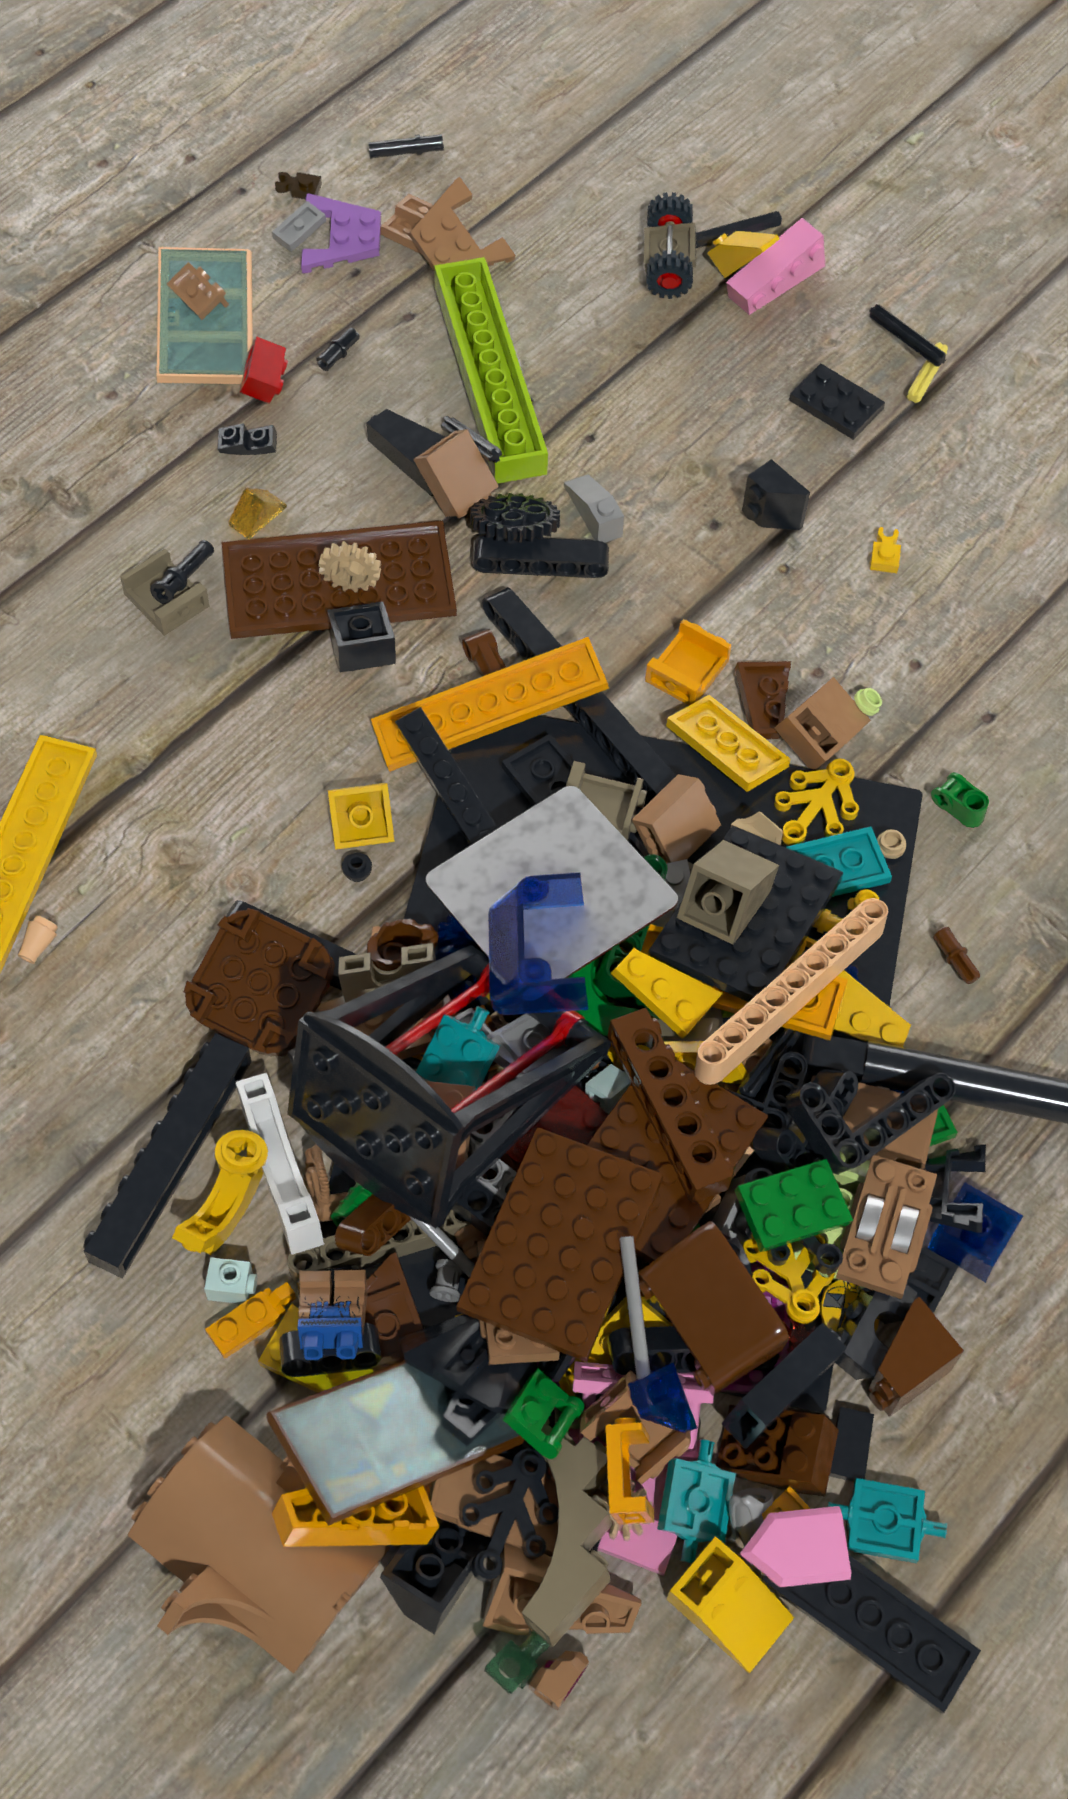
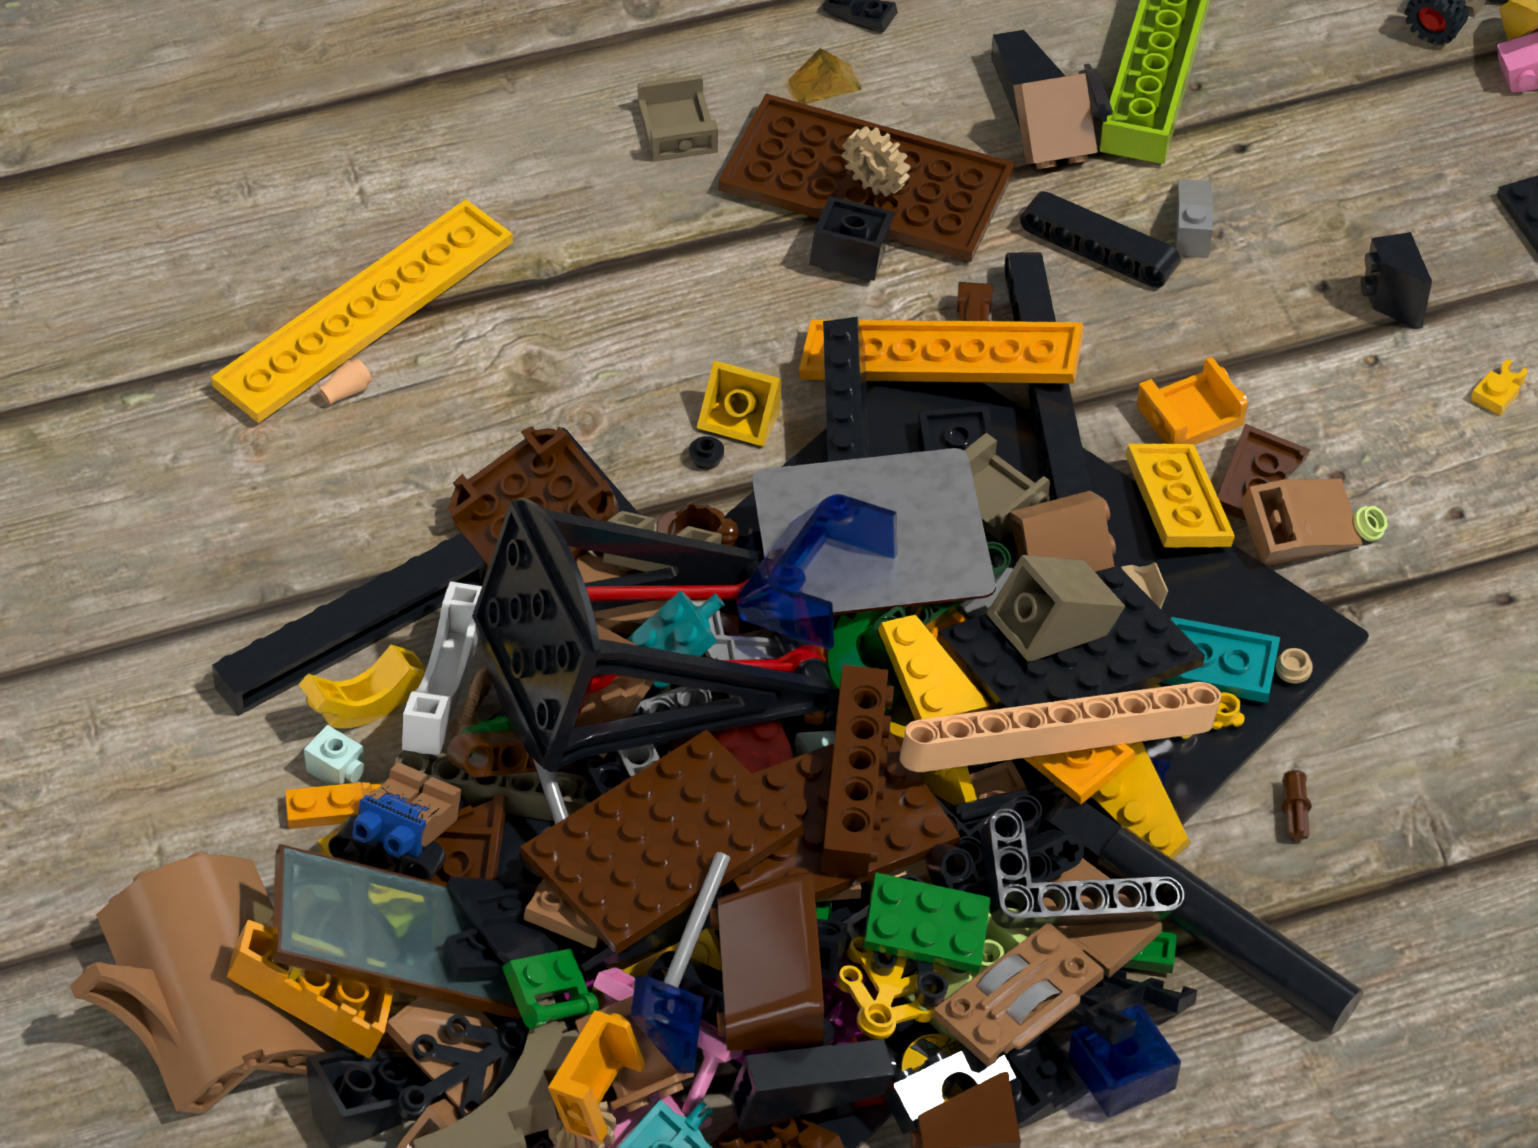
camera: 30 degrees right, 10 degrees down
(176, 577) = (696, 107): black pin -> none
(234, 1143) = (414, 632): yellow gear -> none
(515, 517) = (1093, 187): black gear -> none
(818, 799) = (1280, 576): yellow plant -> none
(960, 800) = (1408, 662): green piece -> none

